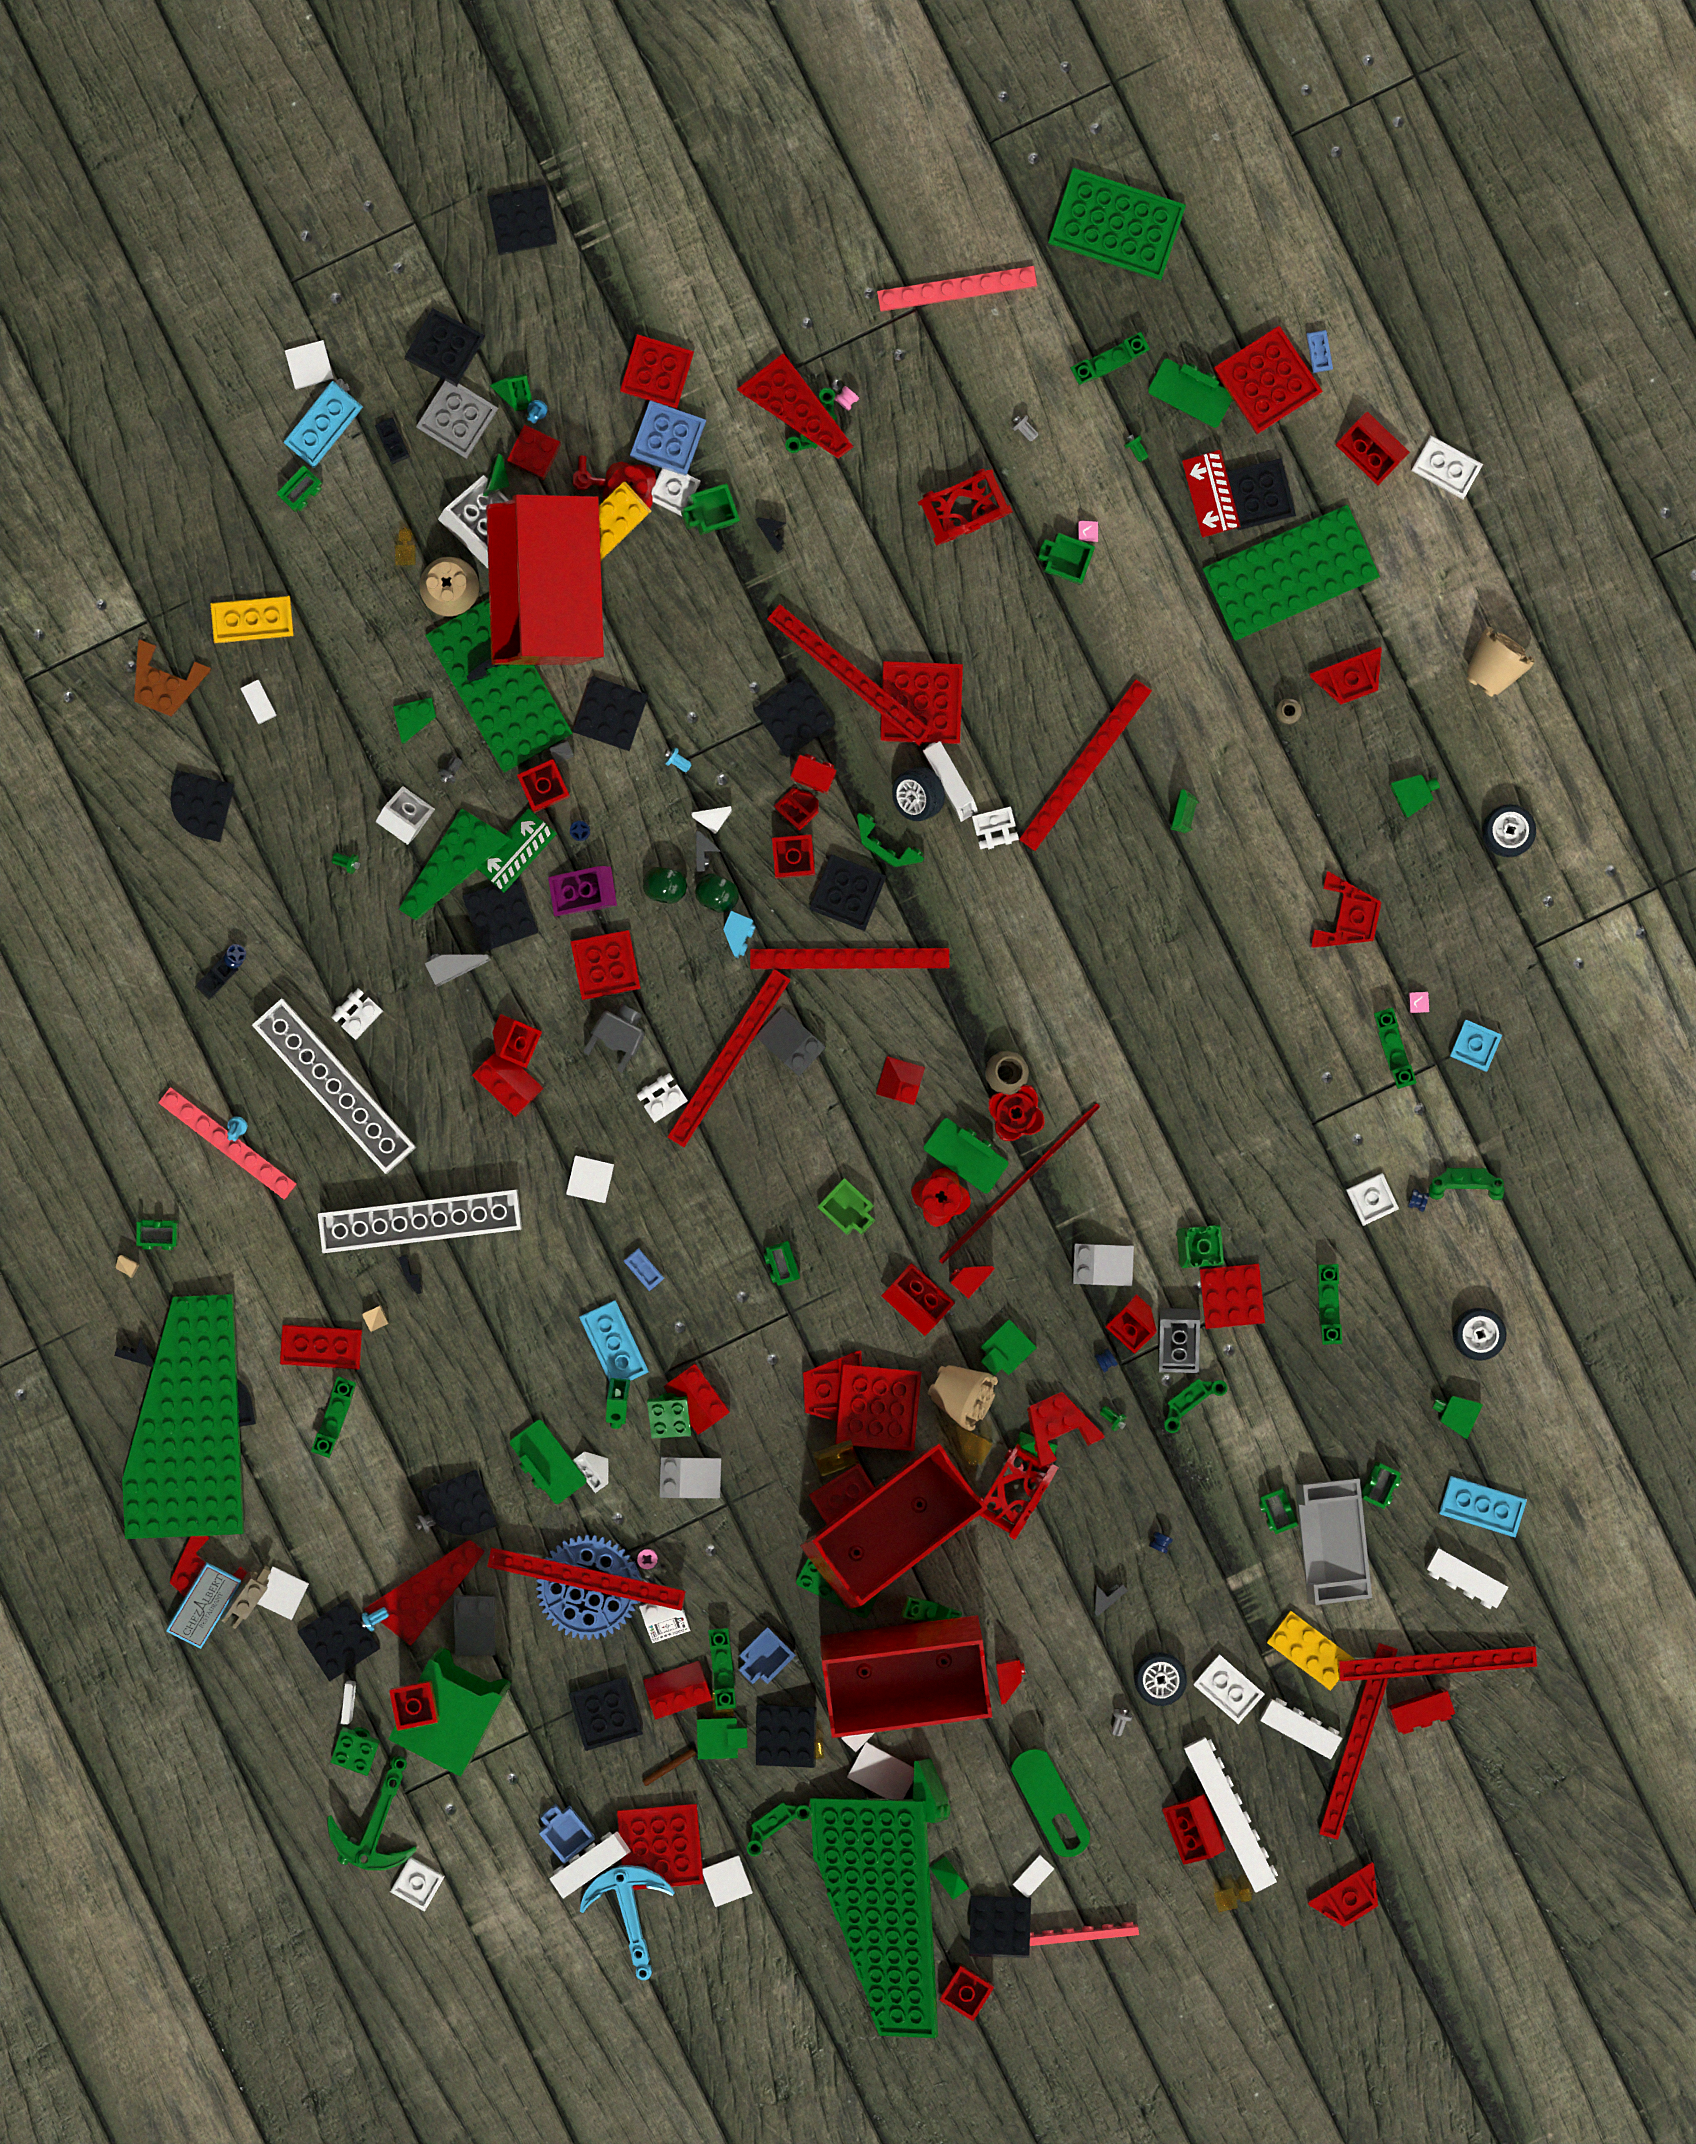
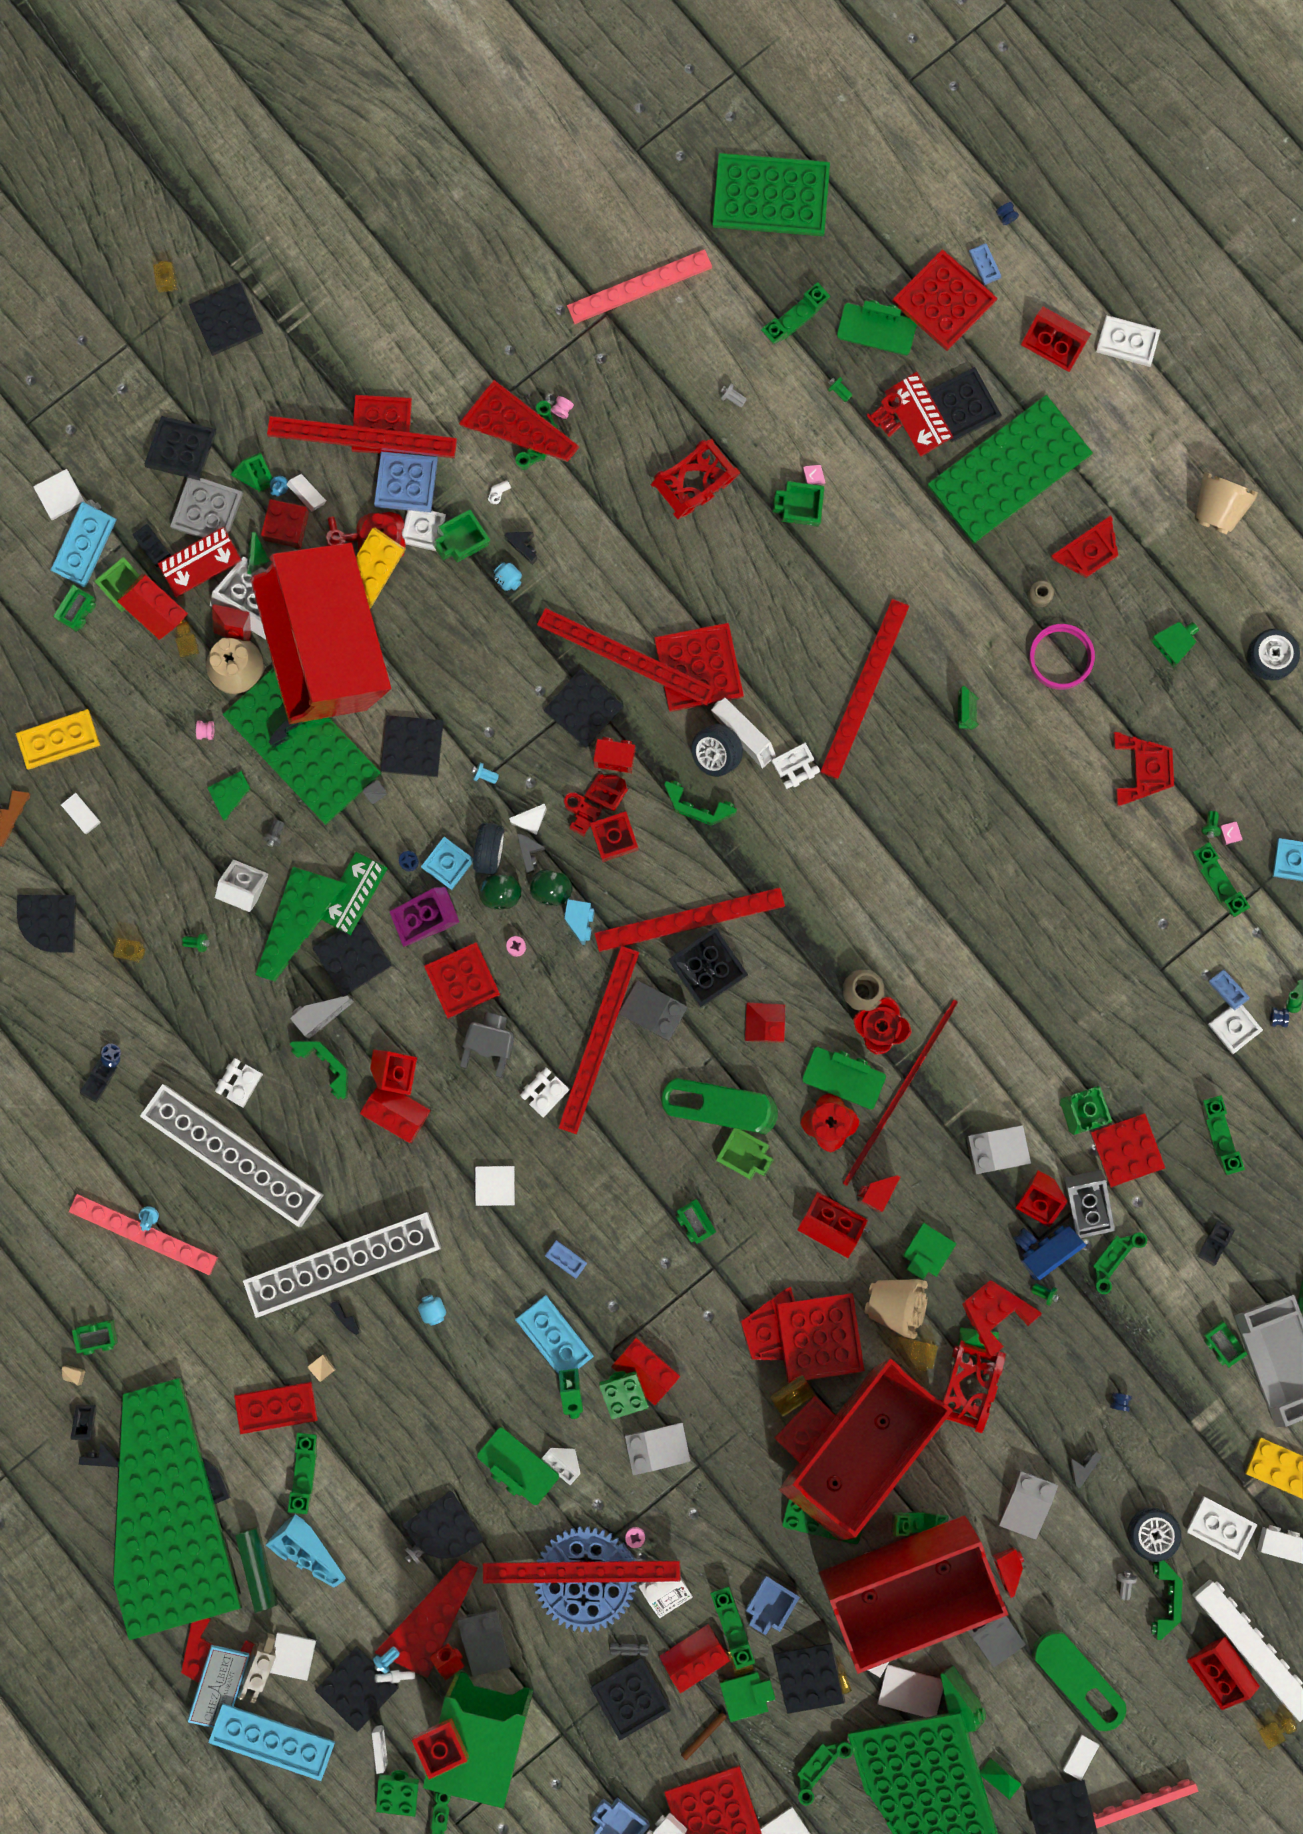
camera: 10 degrees left, 5 degrees down
(128, 1315) = (83, 1422): none -> black slope
(243, 1670) = (271, 1742): none -> medium azure plate
(267, 1500) = (256, 1569): none -> dark green brick
(269, 849) = (121, 947): none -> clear yellow brick
(316, 1487) = (300, 1544): none -> medium azure wedge
(355, 478) = (117, 580): none -> bright green piece
(378, 1636) = (394, 1676): none -> white bar
(379, 507) = (152, 606): none -> red slope
(404, 647) = (205, 730): none -> bright pink wheel
(434, 1634) = (447, 1661): none -> red brick
(438, 471) = (200, 562): none -> red tile
(456, 544) = (231, 623): none -> red slope
(457, 1042) = (340, 1085): none -> green slope
(469, 169) = (168, 283): none -> clear yellow brick
(498, 1287) = (432, 1310): none -> medium azure head
(543, 785) = (364, 826): red brick -> none
(563, 424) = (306, 492): none -> white tile
(615, 1666) = (629, 1649): none -> dark grey axle
(618, 842) = (447, 863): none -> medium azure plate
(633, 381) = (362, 437): none -> red plate
(663, 838) = (488, 848): none -> black wheel
(668, 943) = (517, 949): none -> bright pink wheel
(749, 562) = (507, 576): none -> medium azure head
(758, 470) = (496, 491): none -> white arm
(771, 824) = (586, 813): none -> red piece
(838, 1155) = (724, 1106): none -> green piece
(848, 892) = (673, 858): black plate -> none
(855, 1012) = (708, 968): none -> black slope
(979, 1741) = (997, 1640): none -> dark grey slope
(1043, 1620) = (1028, 1504): none -> light grey slope
(1129, 1379) = (1052, 1252): none -> blue slope
(1147, 1769) = (1163, 1626): none -> green slope
(1174, 487) = (883, 416): none -> red piece
(1296, 1409) = (1215, 1243): none -> black slope
(1324, 780) = (1068, 629): none -> dark pink piece
(1356, 303) = (1007, 213): none -> dark blue wheel
(1375, 1160) = (1229, 990): none -> medium blue plate
(1399, 994) = (1211, 827): none -> green piece

